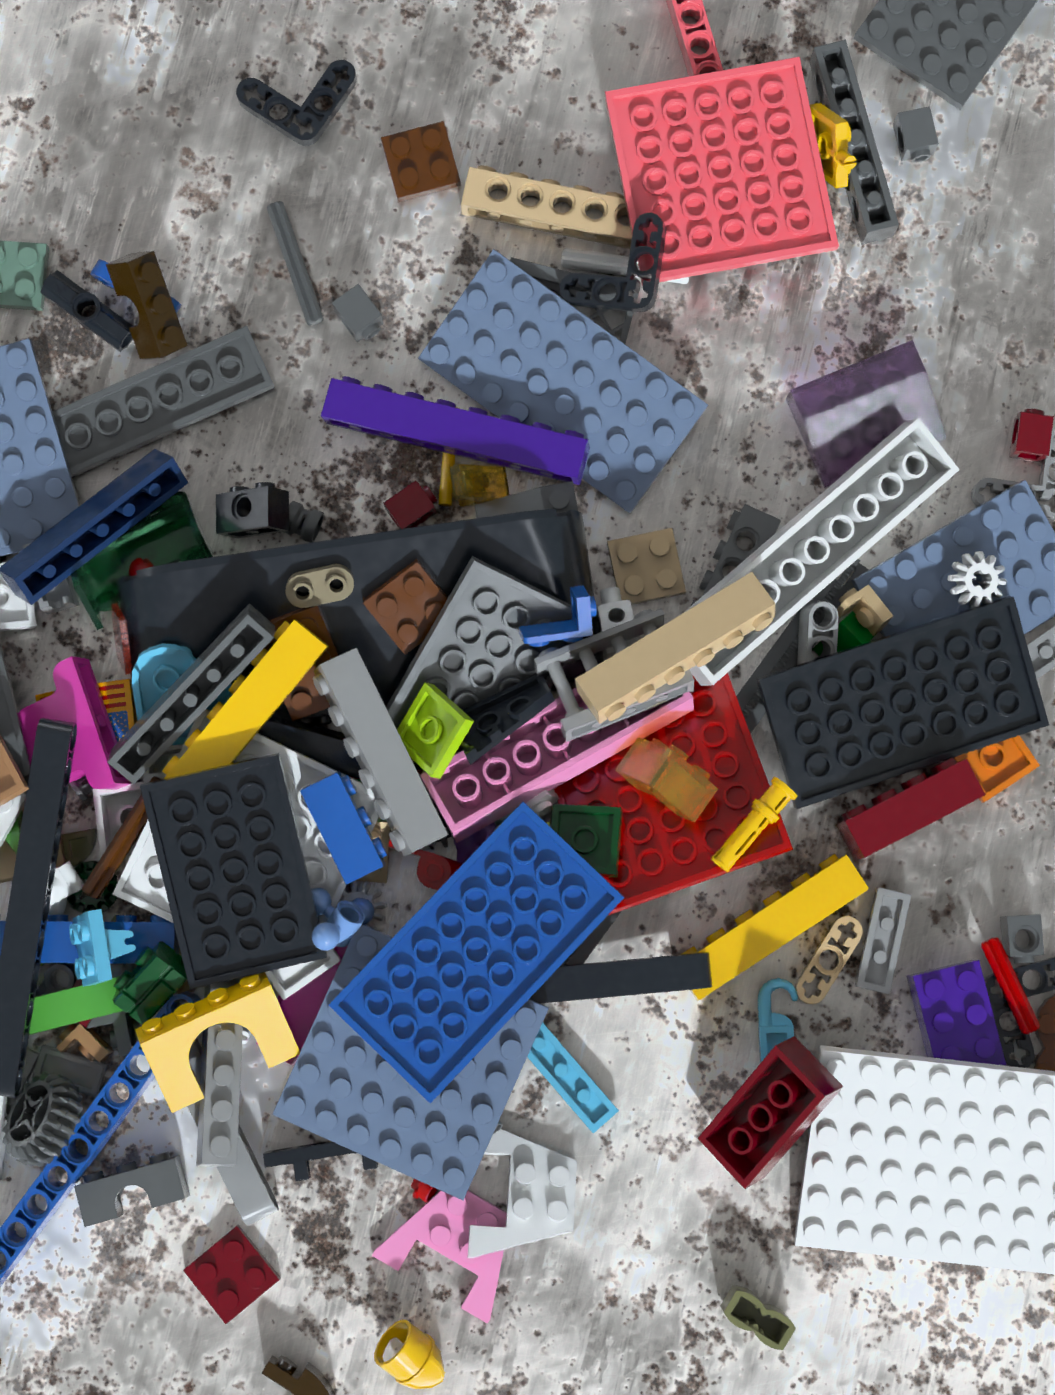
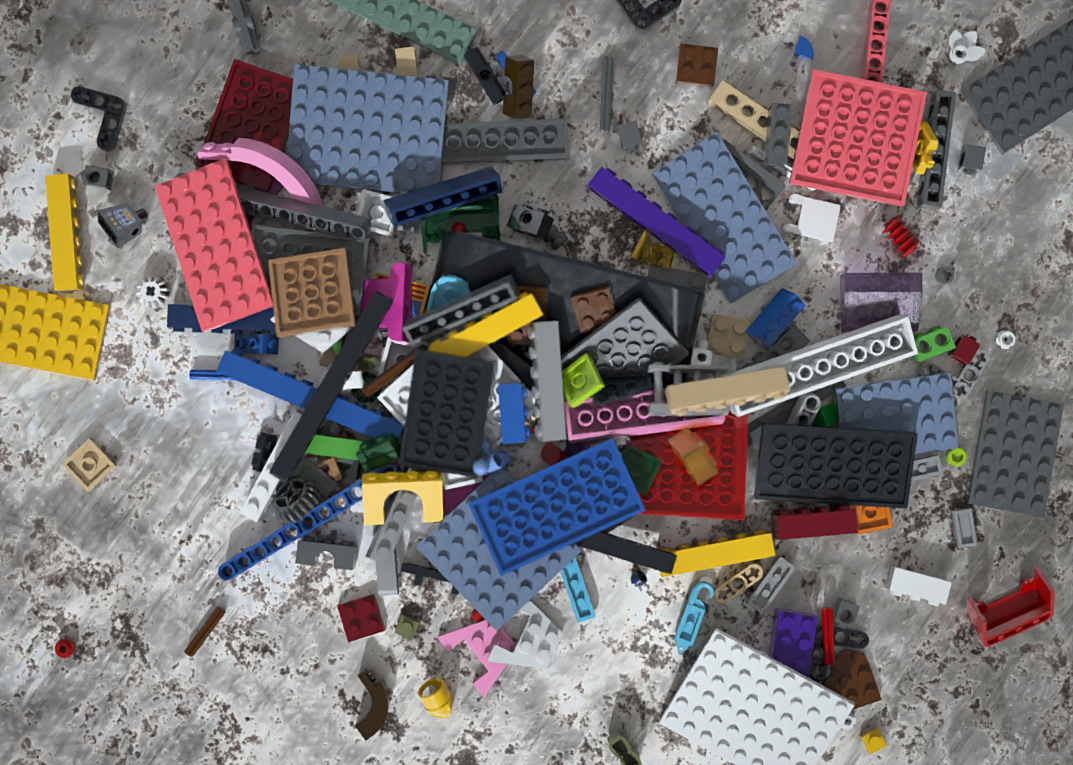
camera: 25 degrees right, 5 degrees up
(96, 947) = (358, 423): medium azure plate -> none
(121, 639) = (434, 262): clear red piece -> none
(314, 1258) = (407, 627): none -> olive plate
(319, 587) = (551, 277): dark tan plate -> none
(411, 506) = (615, 253): dark red brick -> none
(580, 69) = (804, 49): none -> blue tile
(582, 608) = (674, 357): blue bracket -> none
(592, 215) = (778, 134): none -> dark grey brick
(624, 285) = (780, 181): black beam -> none
(663, 1019) = (638, 578): none -> dark blue hinge
(710, 326) = (816, 218): none -> white flag
(710, 506) = (775, 318): none -> blue brick
(764, 812) = (737, 494): yellow pin -> none
(770, 1112) = (675, 651): dark red brick -> none
(855, 298) = (901, 236): none -> red piece
(868, 608) = (837, 407): tan bracket -> none
(951, 322) = (947, 270): none -> dark grey bush
(977, 565) = (907, 421): white gear -> none
(978, 451) = (932, 348): none -> bright green brick

